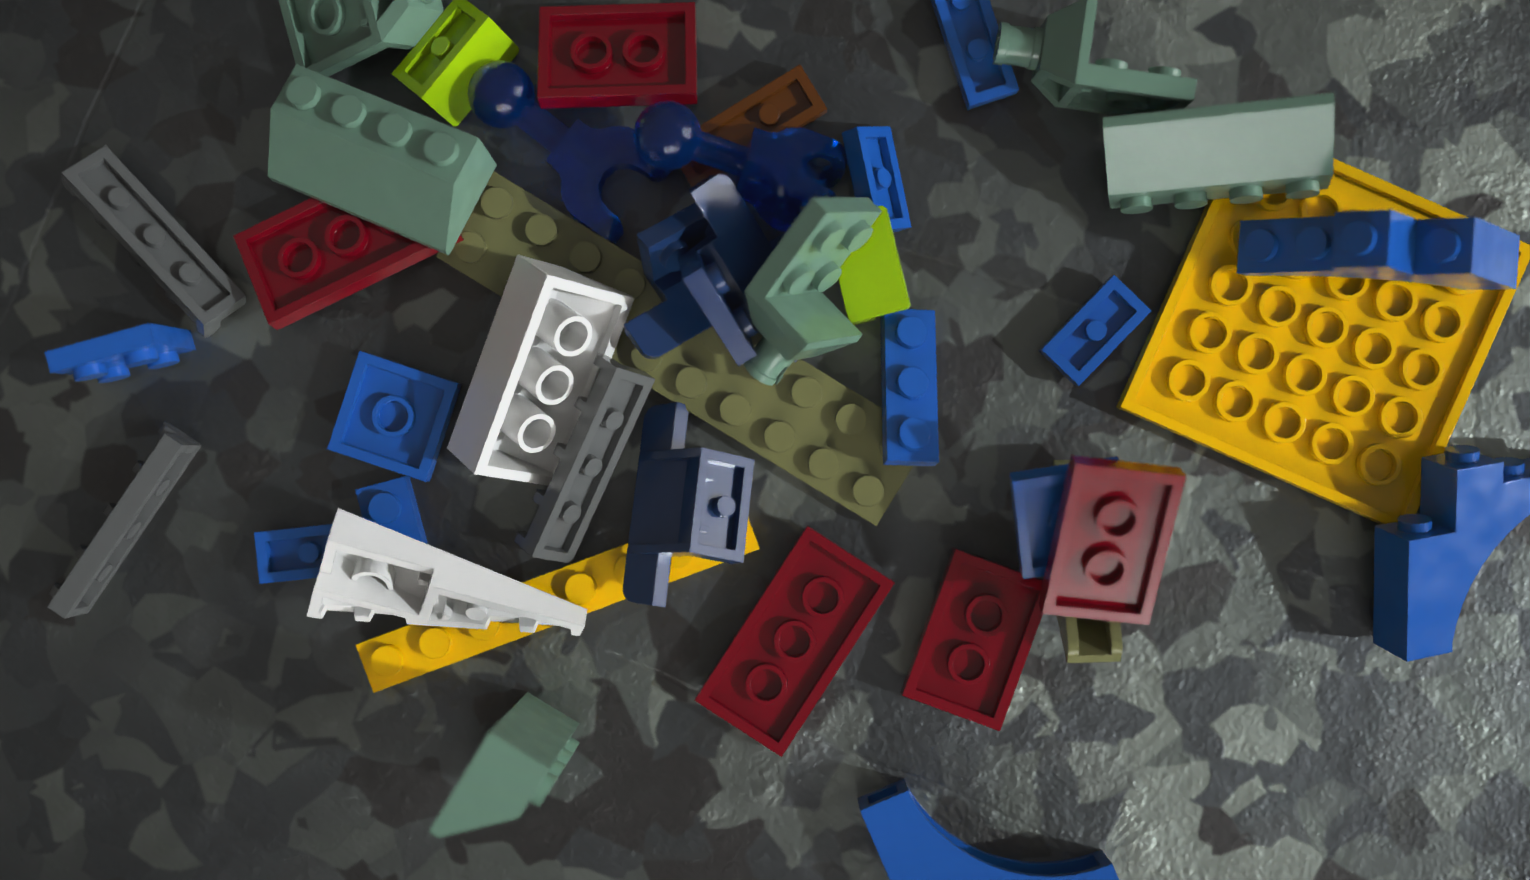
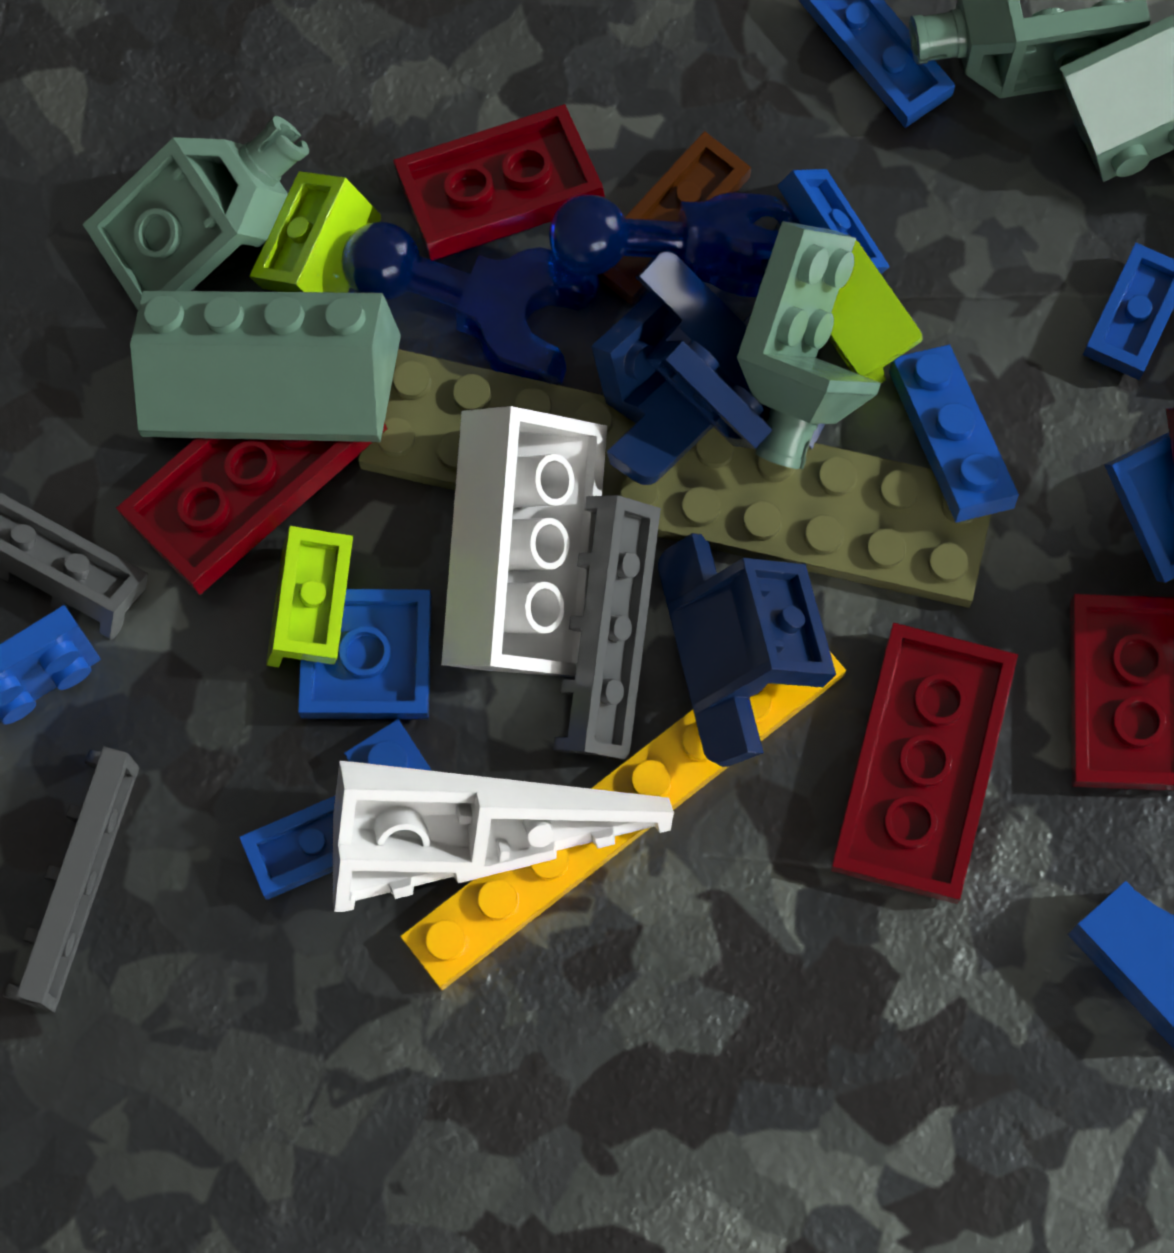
camera: 20 degrees left, 15 degrees down
(360, 362) = (309, 596): none -> lime panel
(510, 768) = (652, 973): sand green slope -> none

